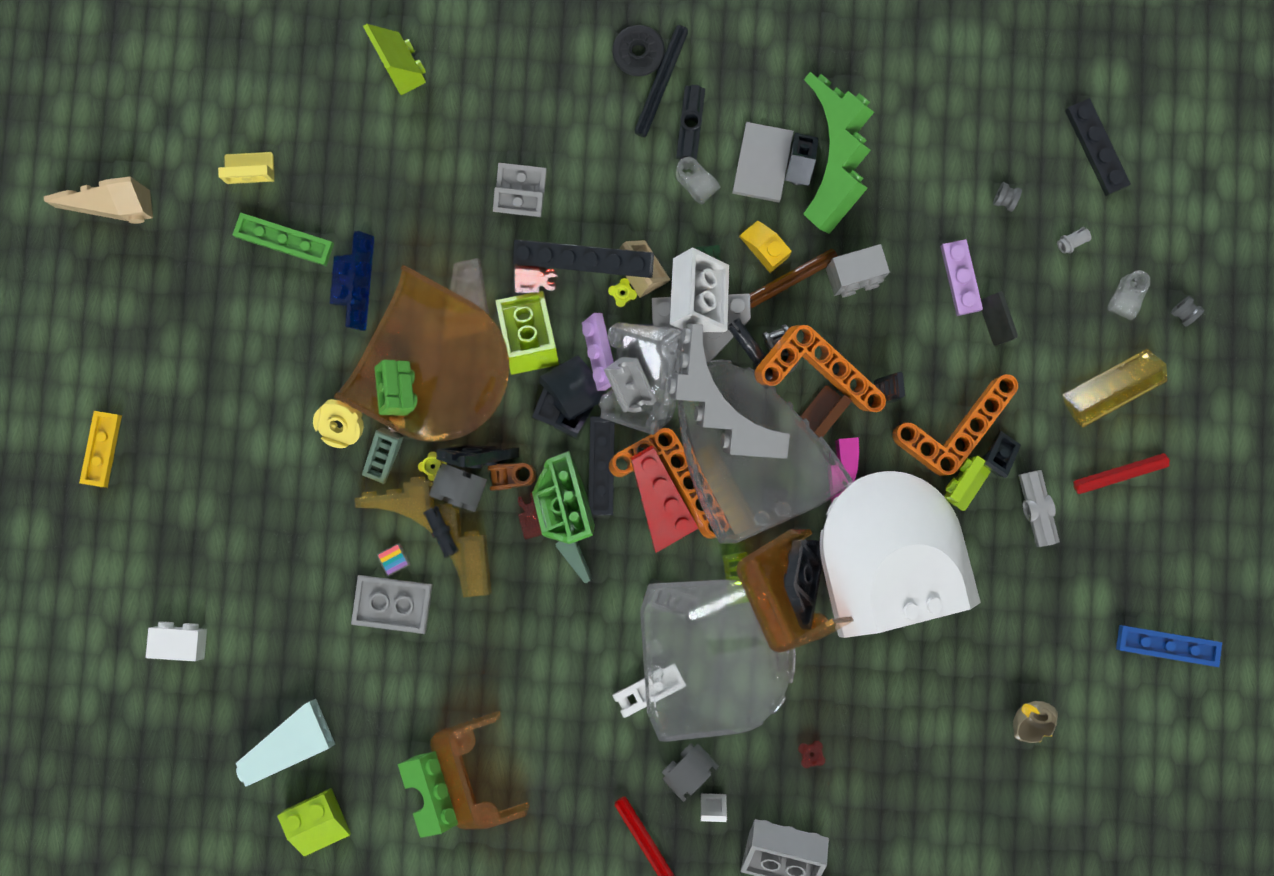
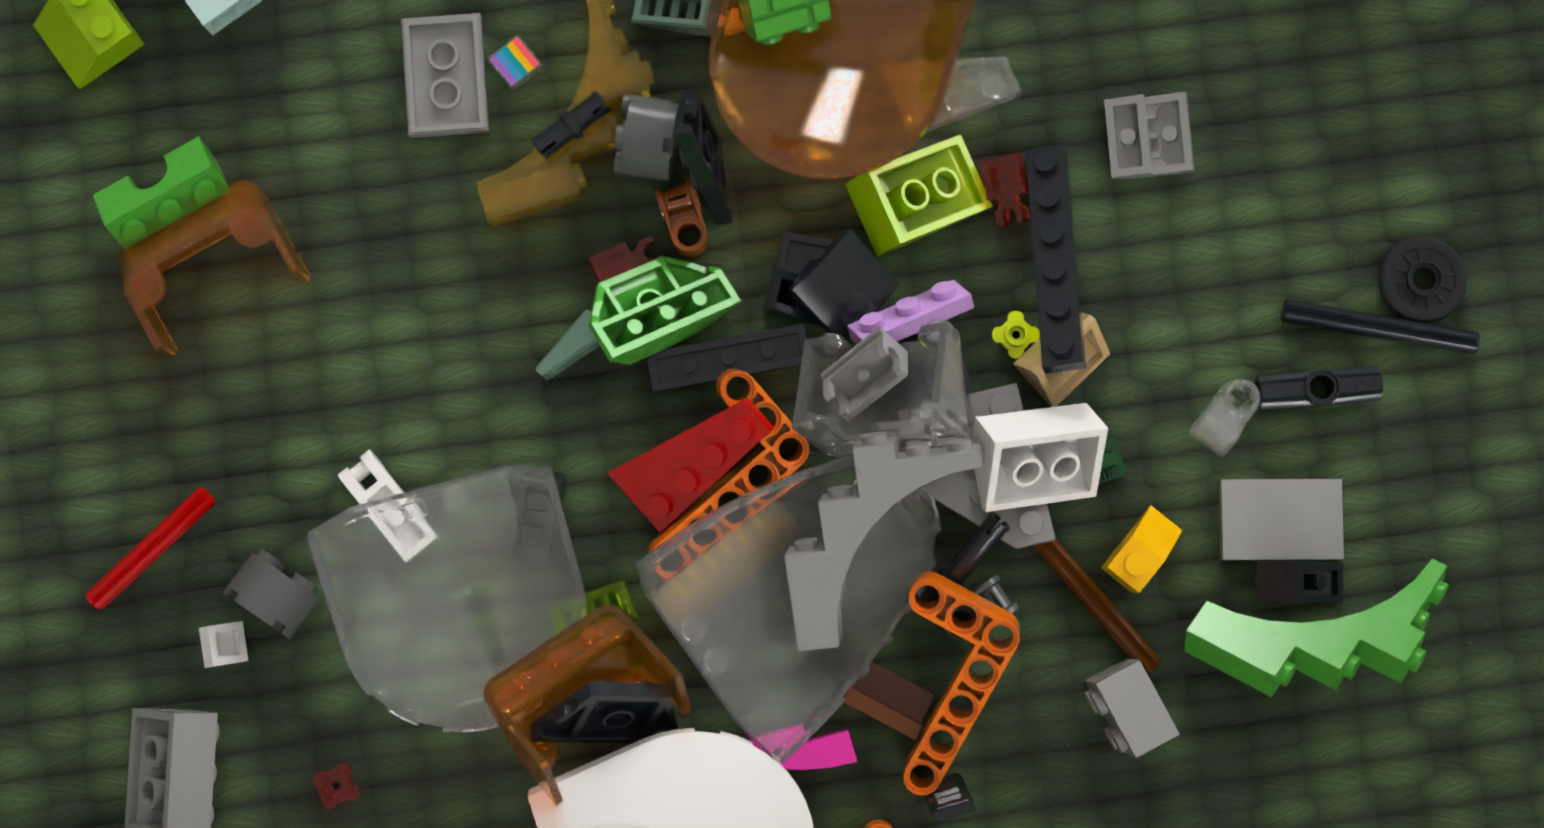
camera: 75 degrees right, 0 degrees up
(425, 466) = (670, 81): neon yellow plate -> none

